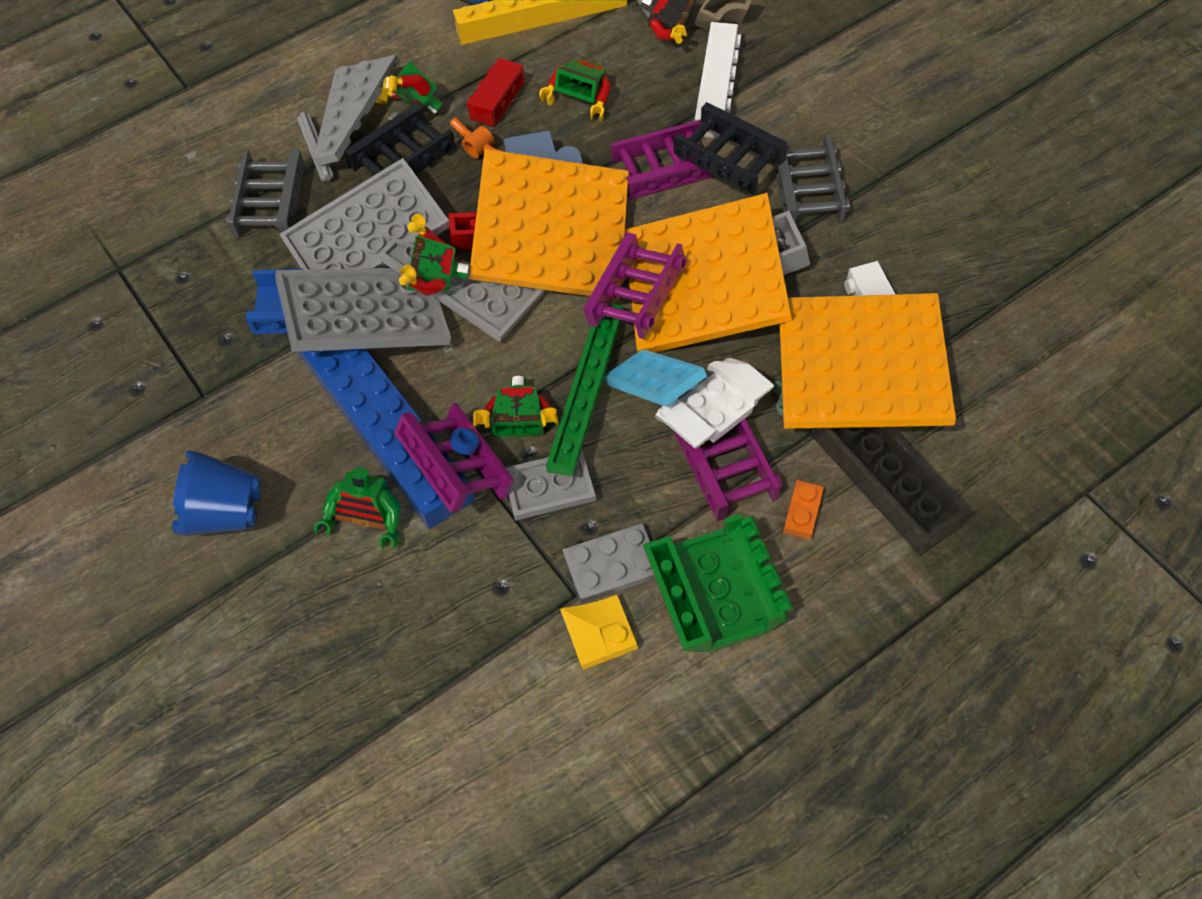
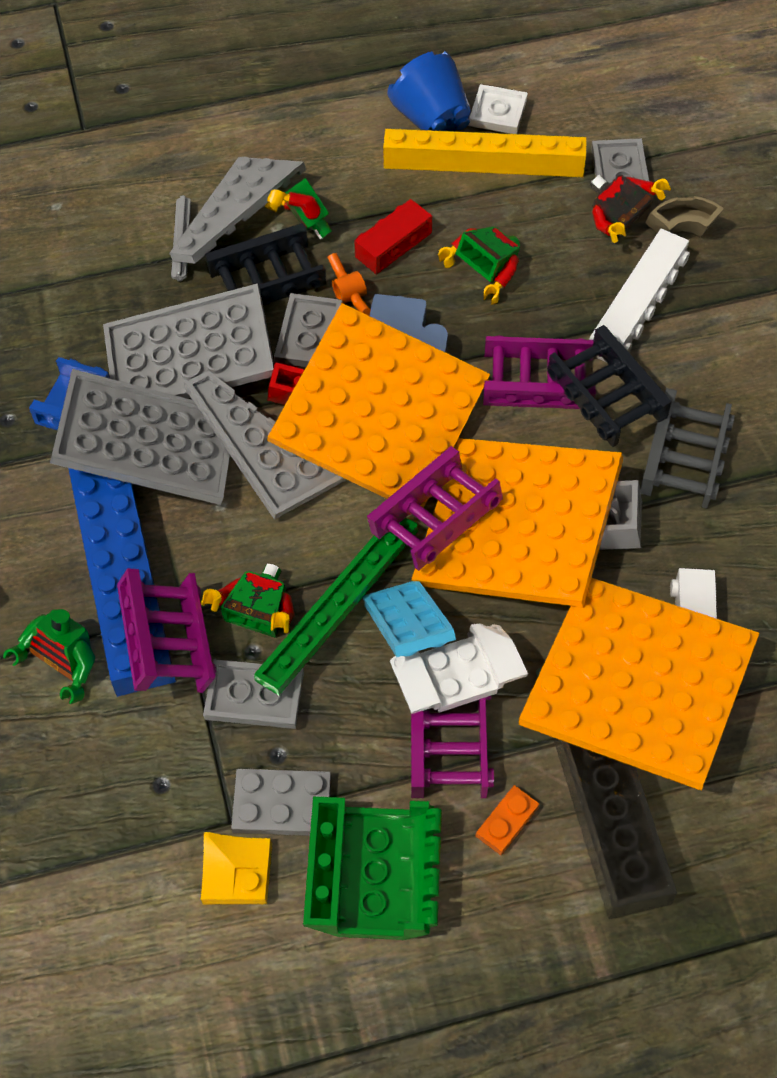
camera: 20 degrees right, 0 degrees up
(286, 202) = (126, 291): dark grey fence -> none
(431, 262) = (232, 412): torso -> none
(457, 183) = (304, 327): none -> light grey plate
(464, 441) = (182, 618): blue tile -> none

